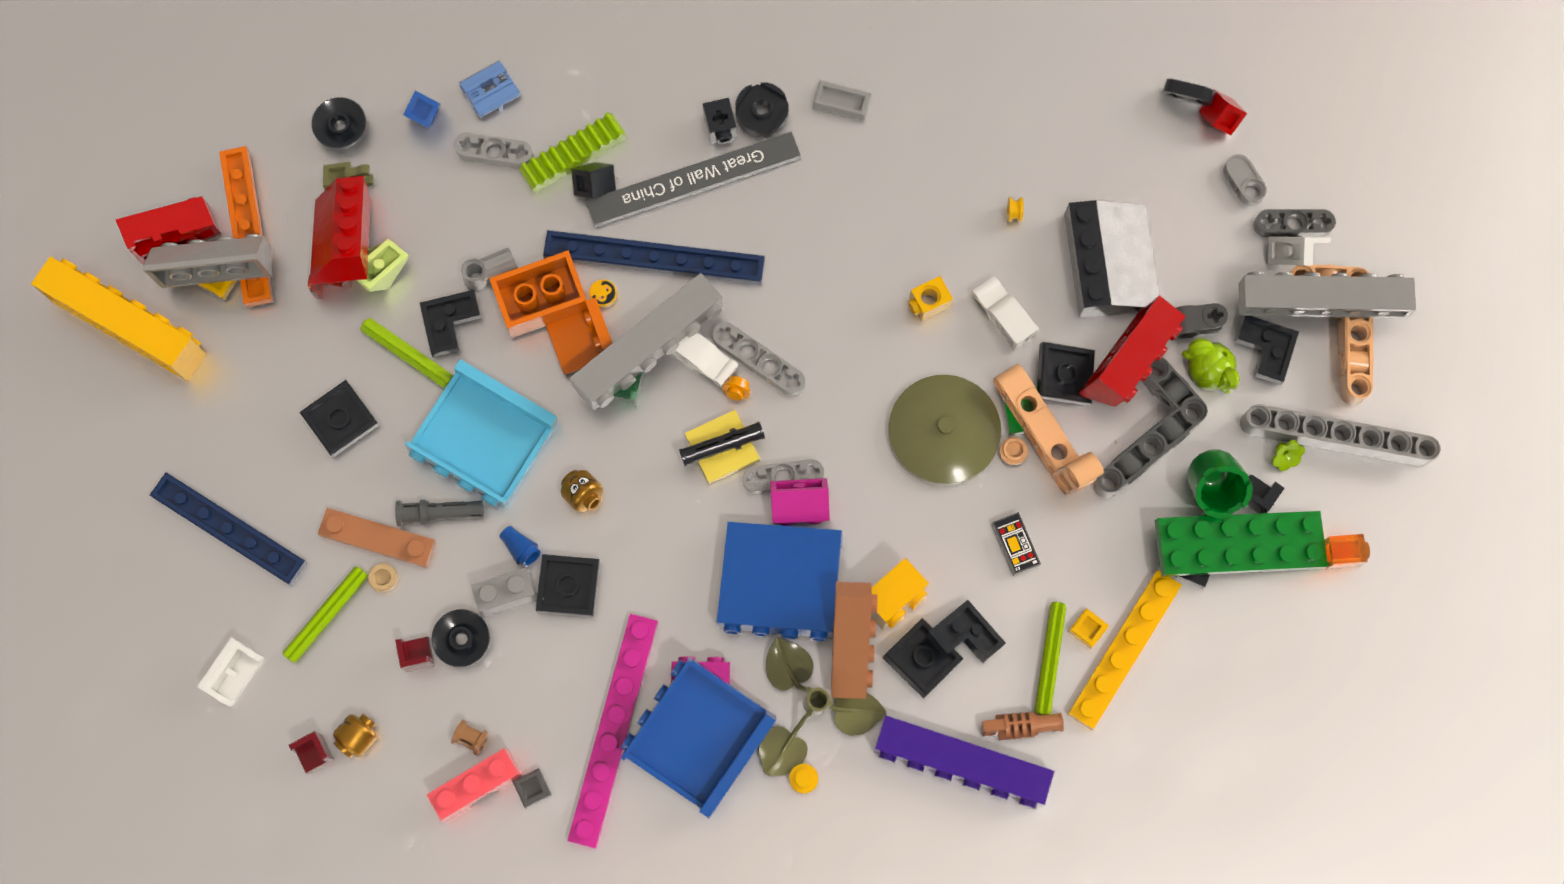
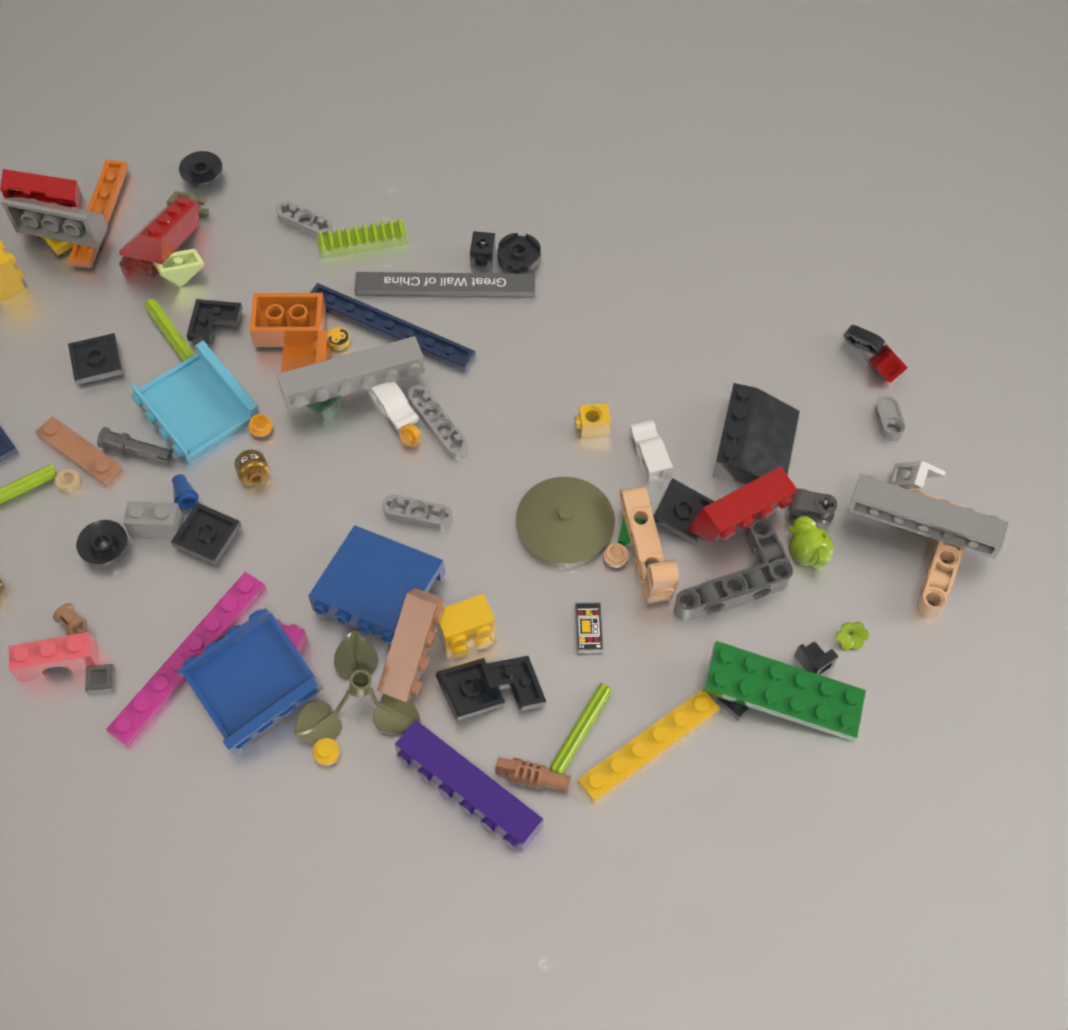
camera: 20 degrees right, 15 degrees down
(415, 654) = (59, 543): dark red panel -> none
(422, 109) = (264, 175): blue brick -> none
(487, 102) = (321, 180): medium blue piece -> none
(489, 267) = (246, 288): light grey piece -> none
(565, 435) = (260, 425): none -> light orange plate
(593, 180) = (368, 259): black panel -> none
(722, 443) = (377, 467): black pin -> none
(728, 462) = (378, 474): light yellow plate -> none
(800, 501) = (420, 531): dark pink brick -> none
(841, 100) = (584, 266): light grey tile -> none
(1015, 209) = (689, 379): yellow bush -> none
(1088, 628) = (624, 717): yellow tile -> none
(1219, 483) = (780, 632): green cylinder -> none
(1274, 342) = (871, 546): black plate -> none
(1302, 214) = (930, 458): dark grey beam -> none
(1346, 551) = (877, 730): clear orange brick -> none
(1352, 431) = (917, 635): light grey beam -> none

